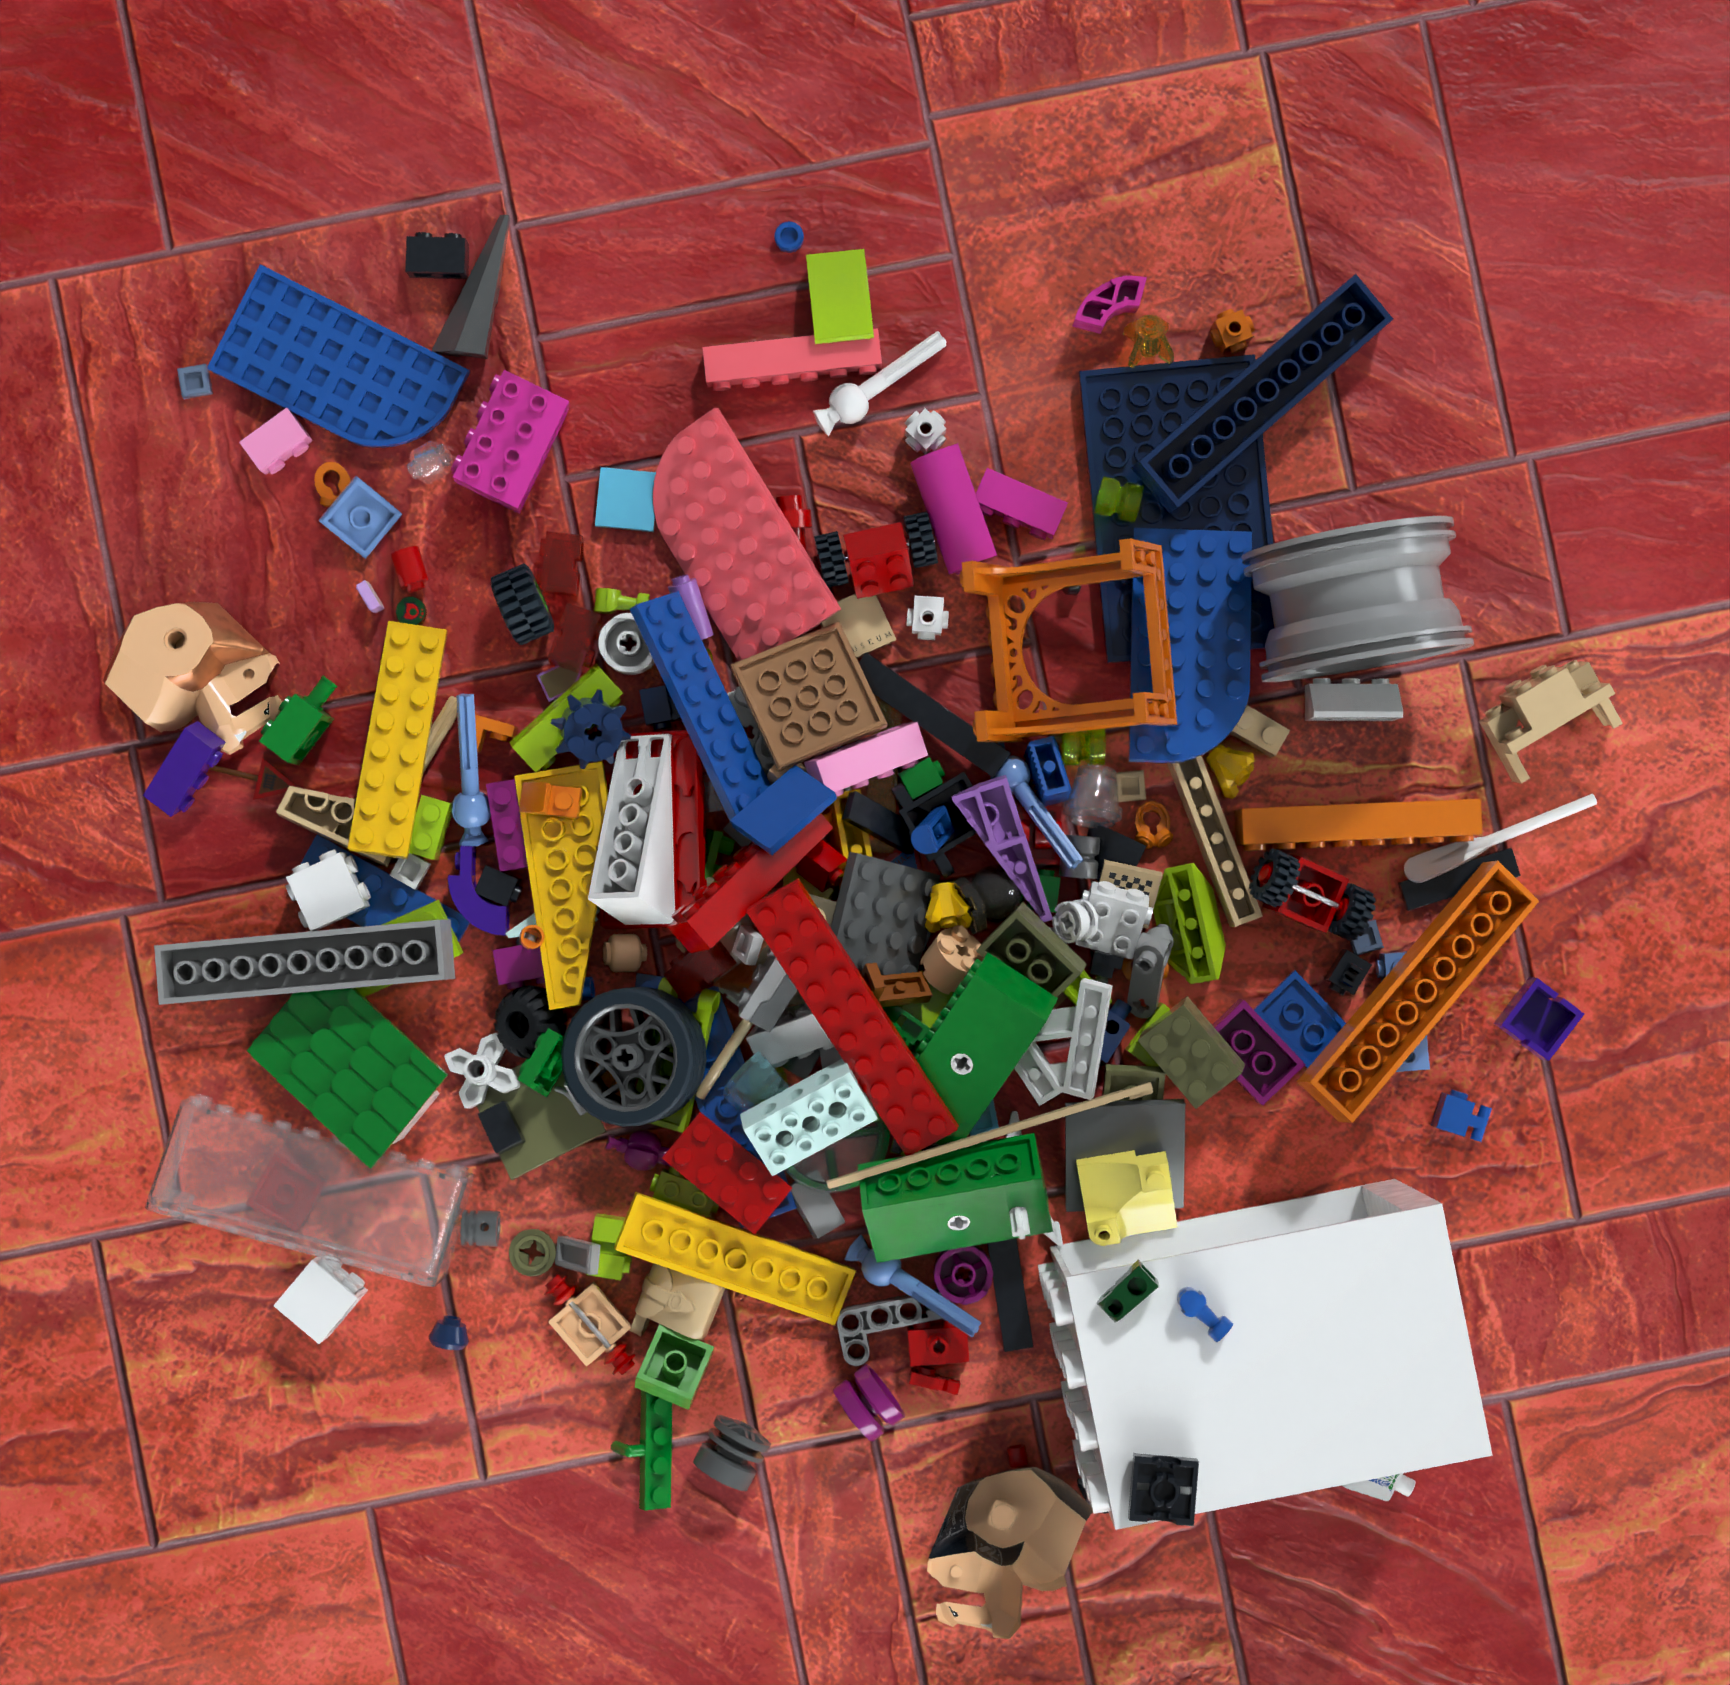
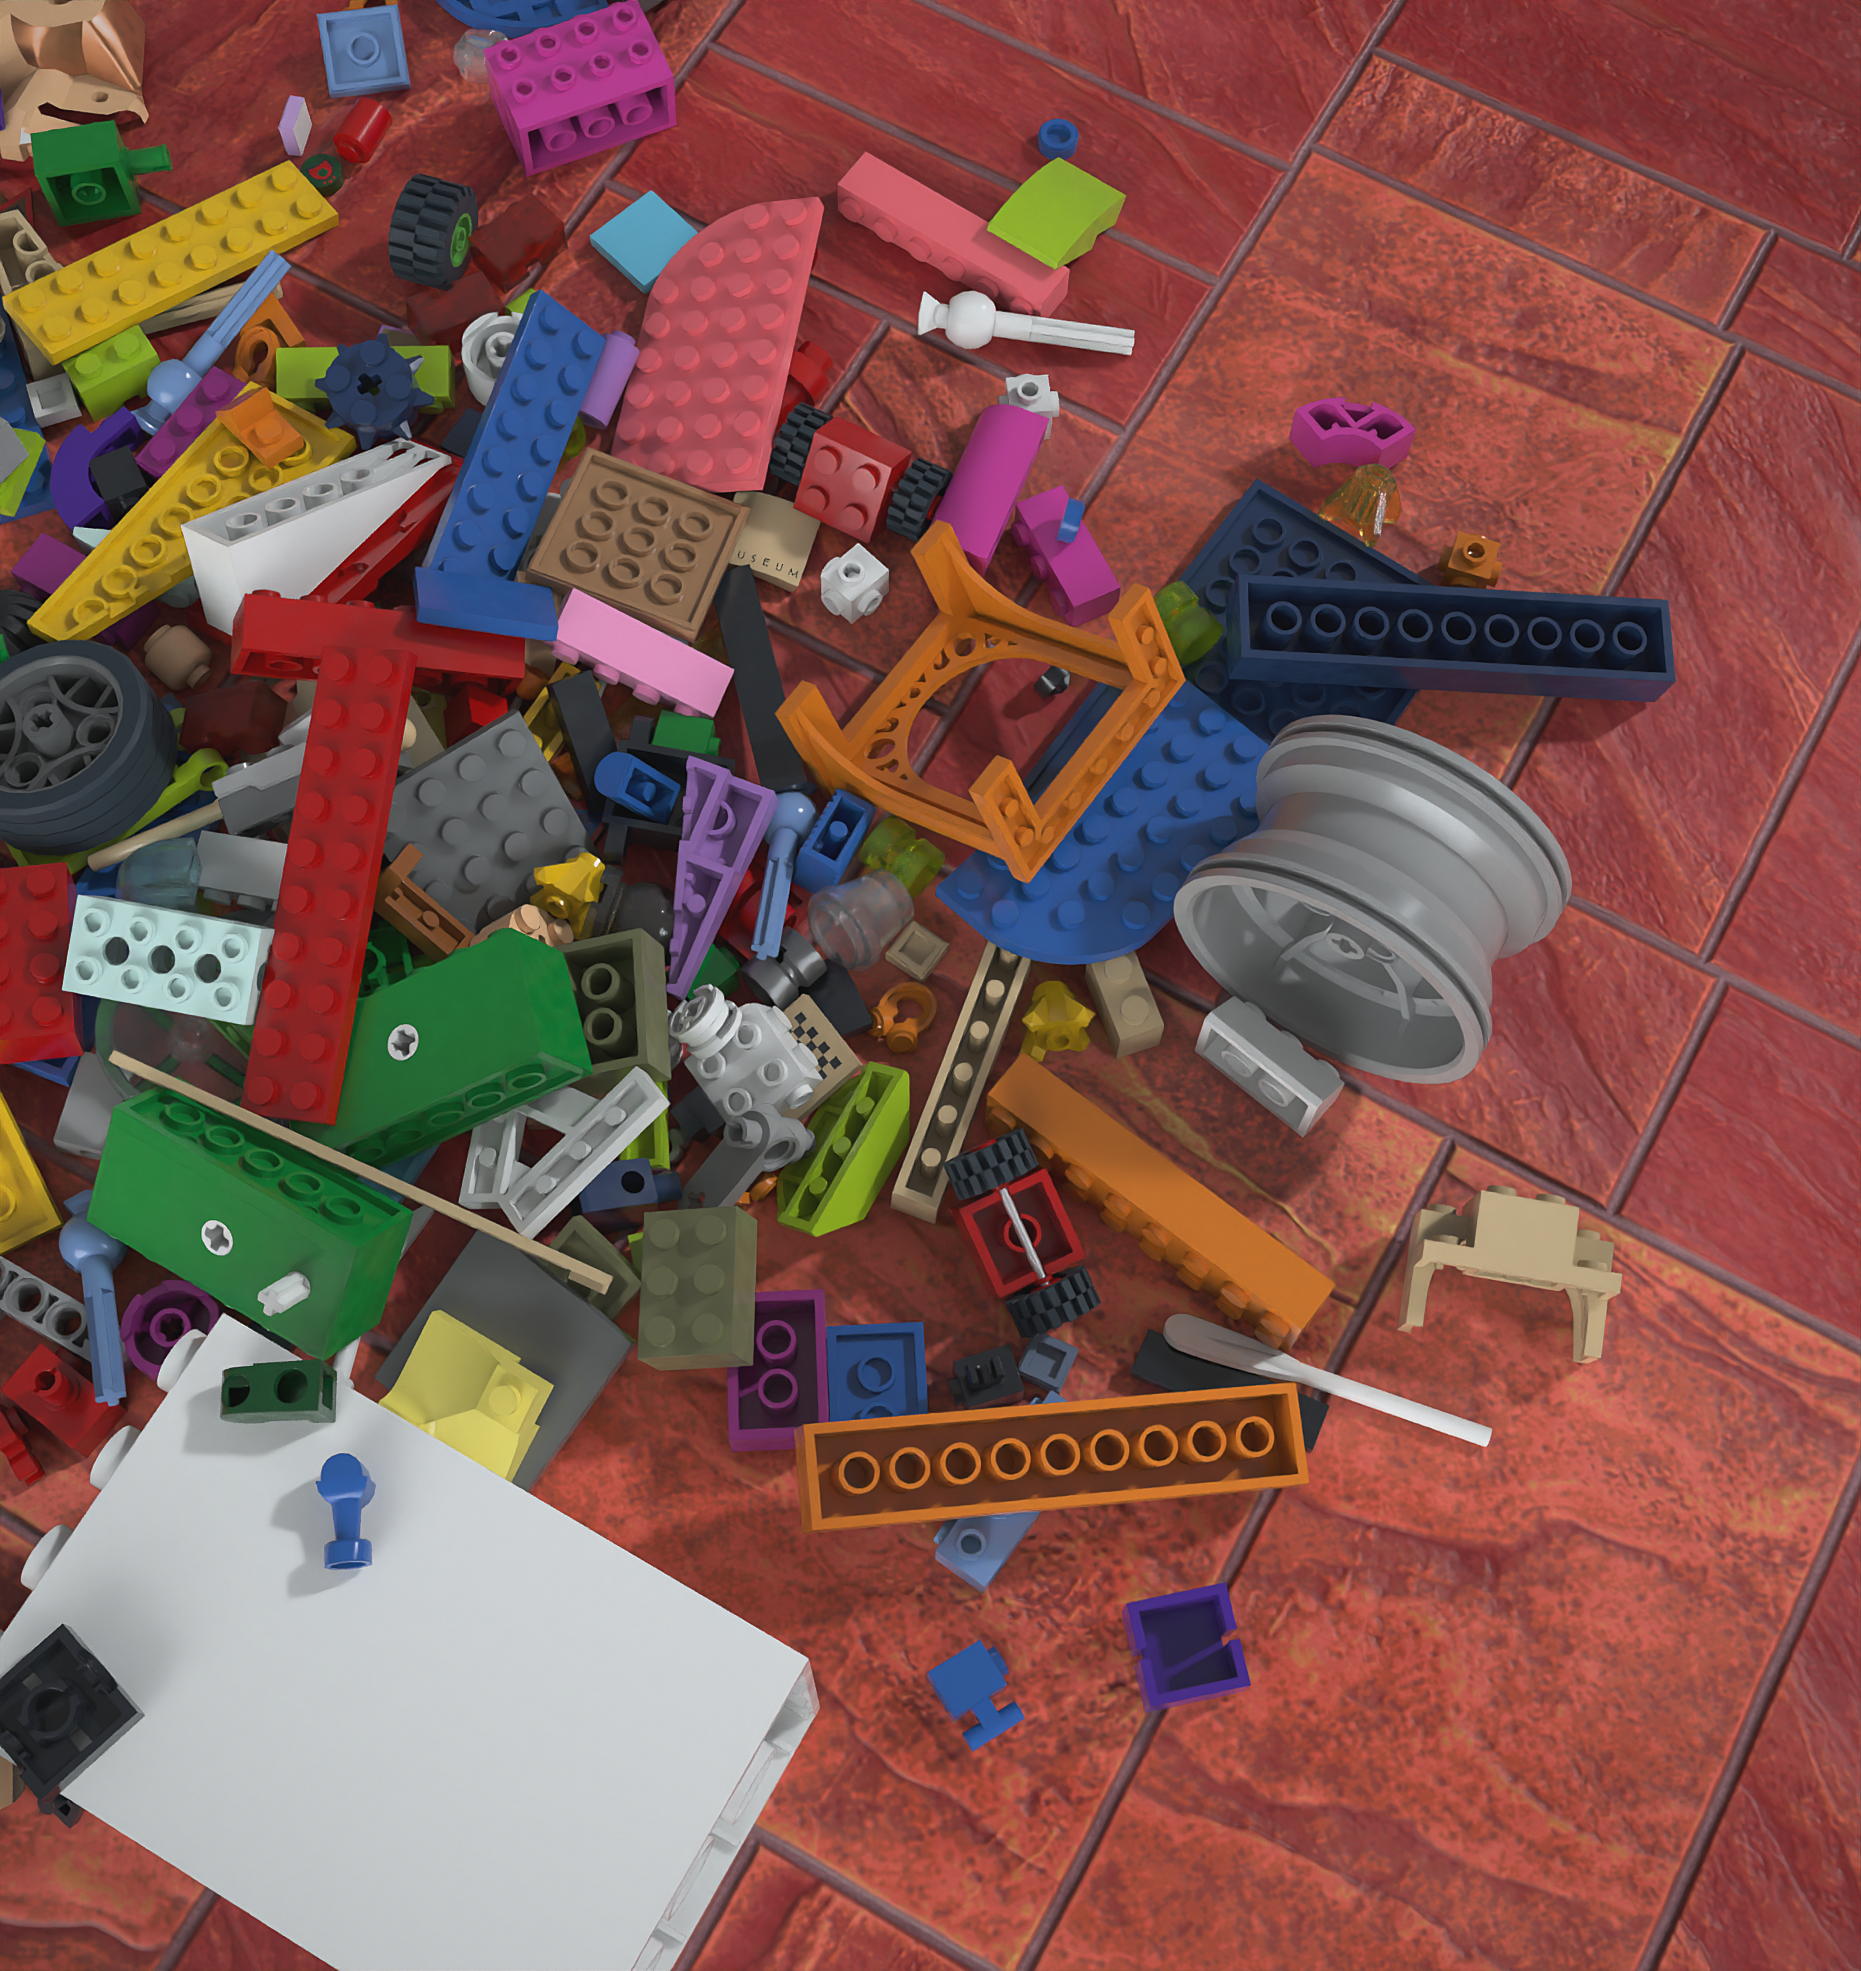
camera: 35 degrees right, 20 degrees down
(493, 768) = (244, 358): none -> orange piece
(532, 932) = (90, 536): orange hinge -> none
(1015, 490) = (1070, 521): none -> blue tile

